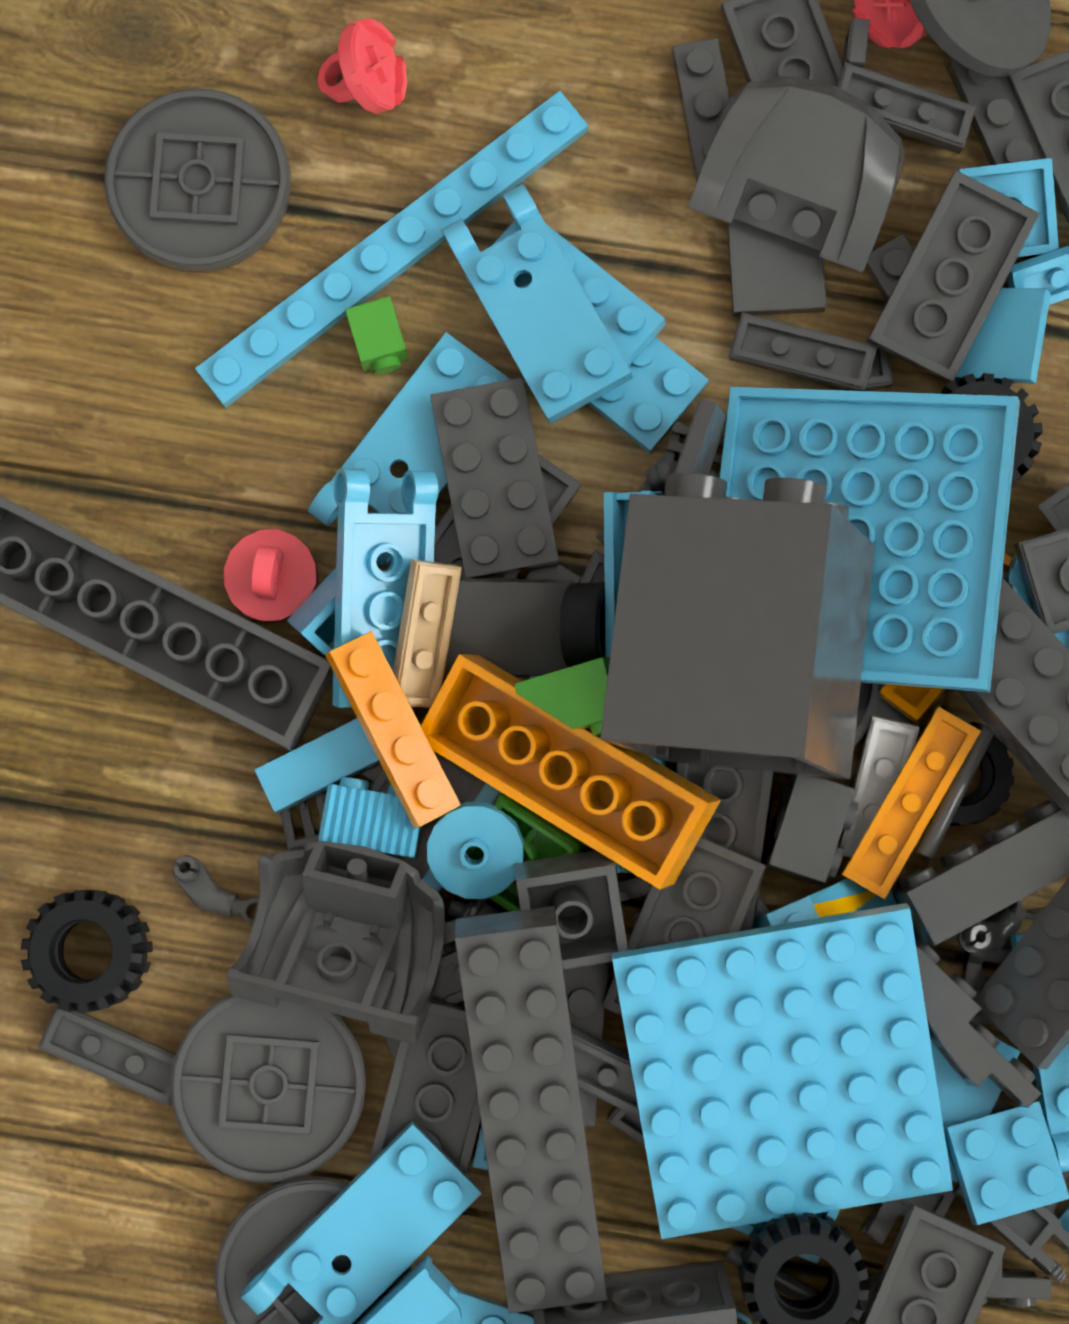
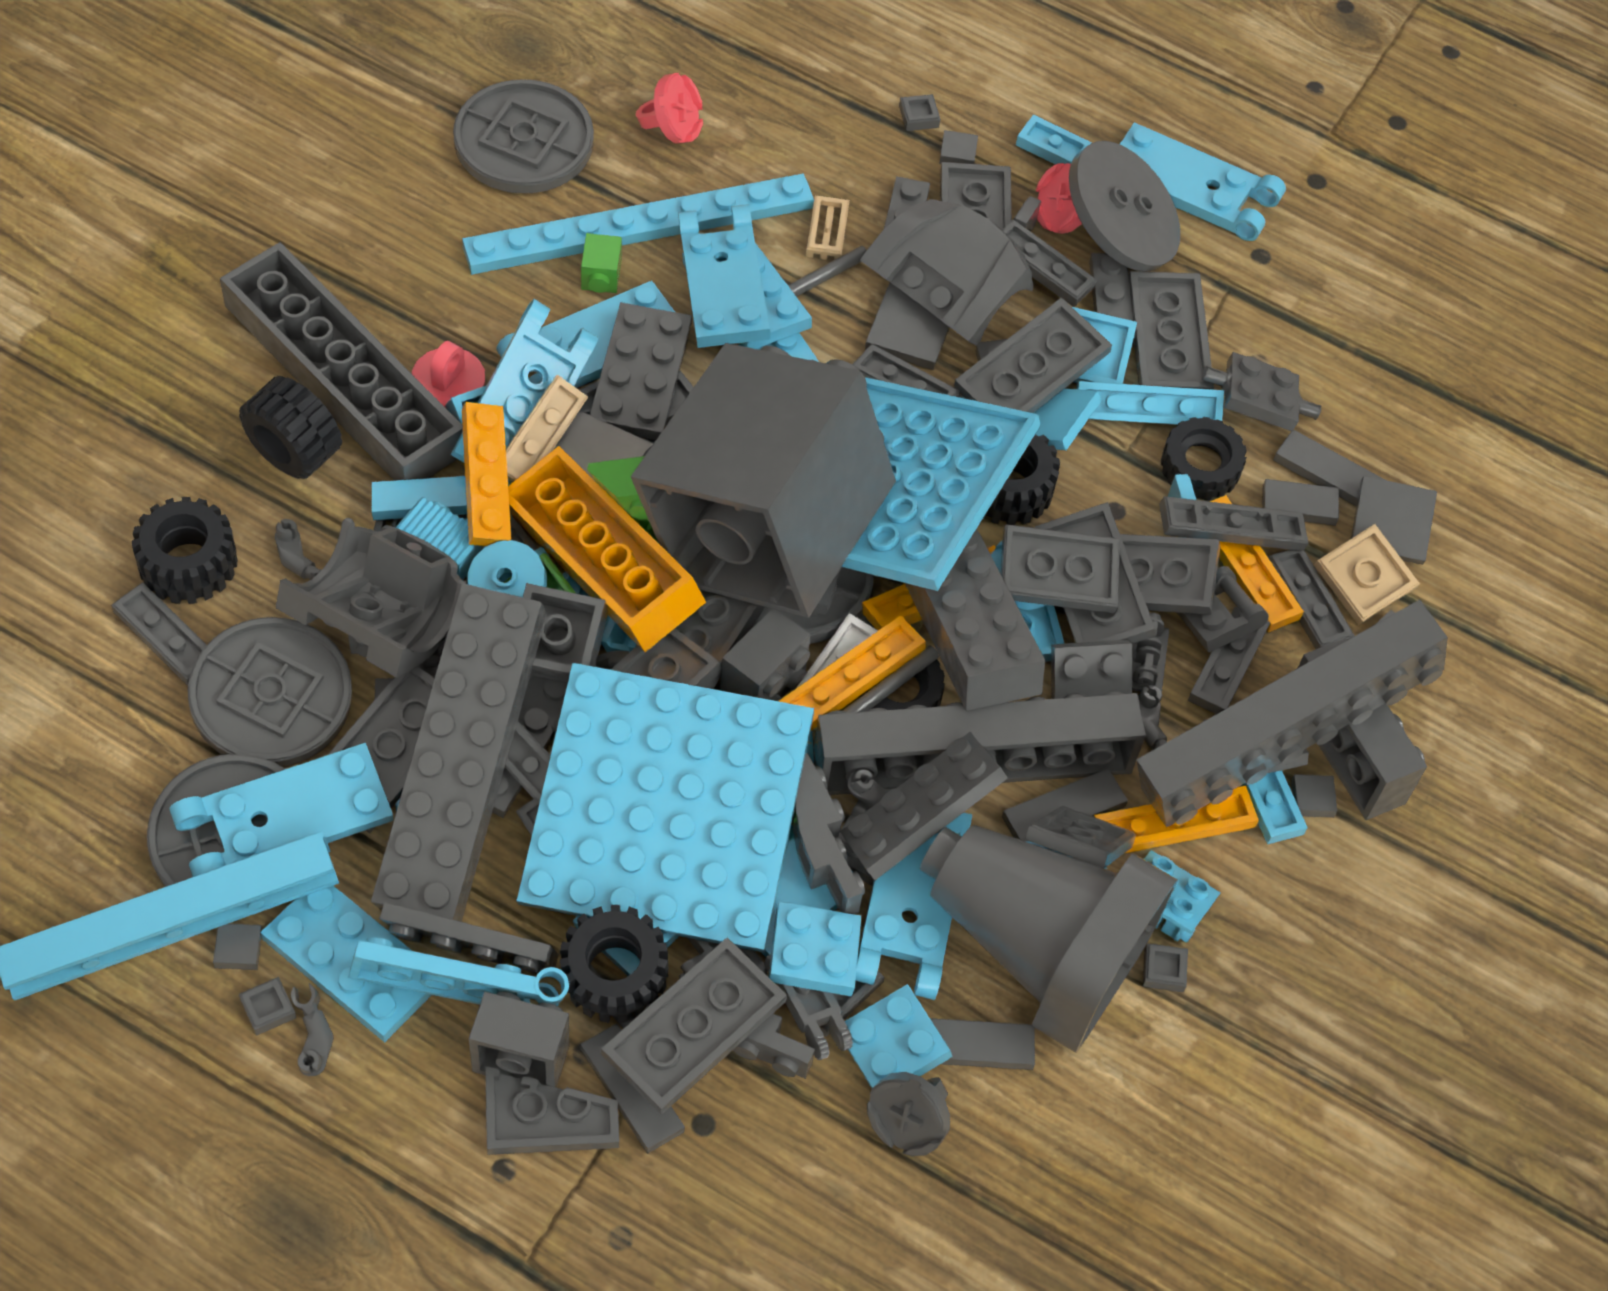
camera: 15 degrees right, 25 degrees down
(130, 747) = (290, 427): none -> black tyre
(628, 193) = (824, 248): none -> tan tile
(645, 224) = (827, 272): none -> dark grey bar

